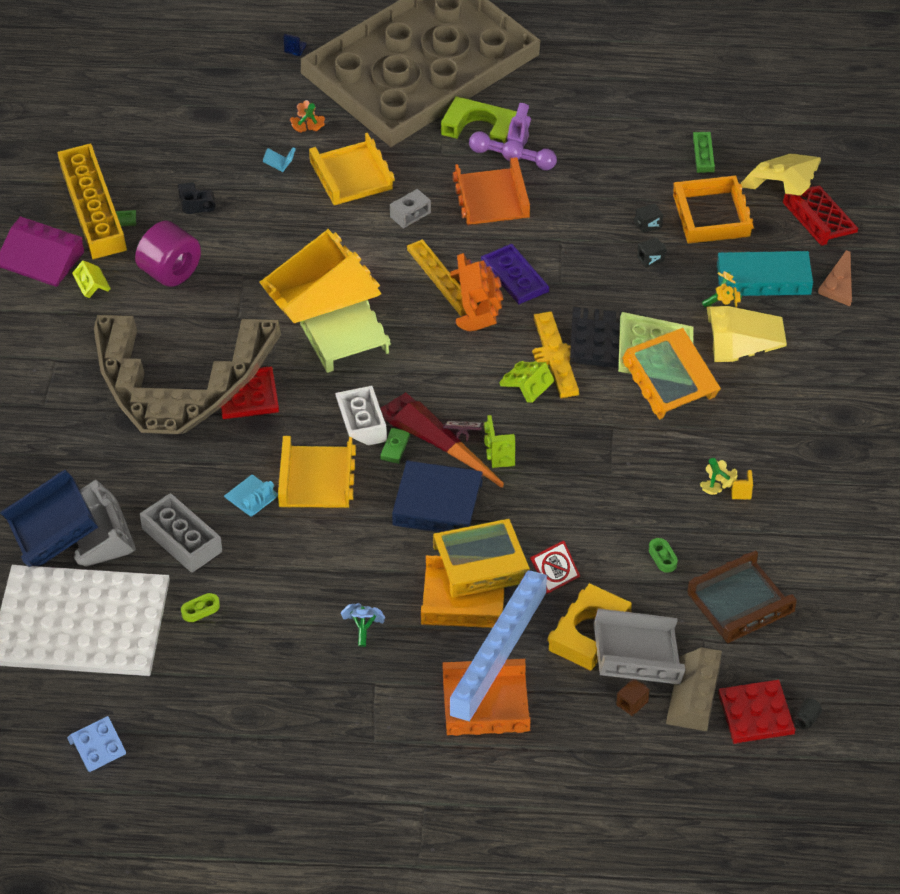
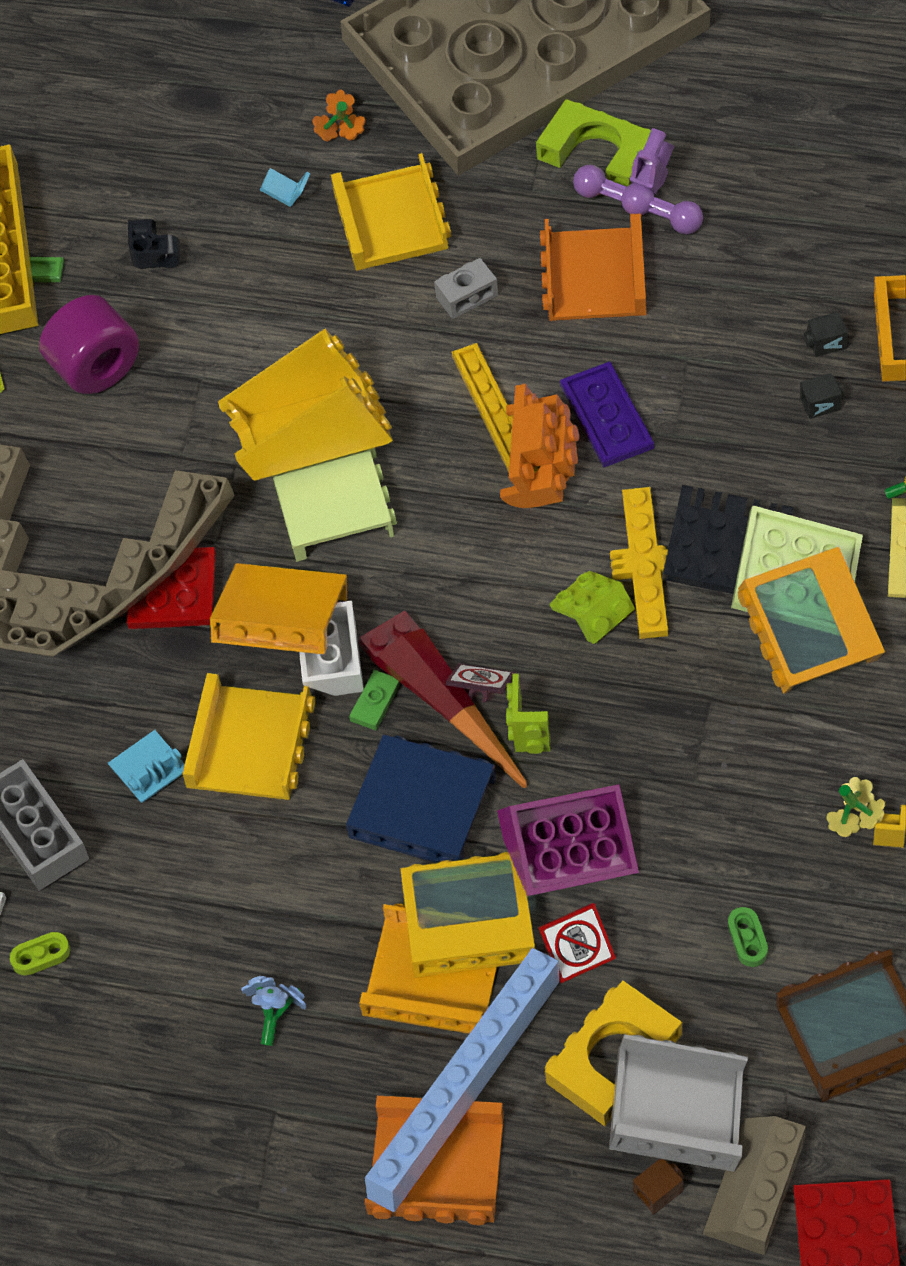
camera: 15 degrees right, 10 degrees up
(324, 394) = (277, 608): none -> light orange panel
(539, 507) = (569, 840): none -> magenta slope

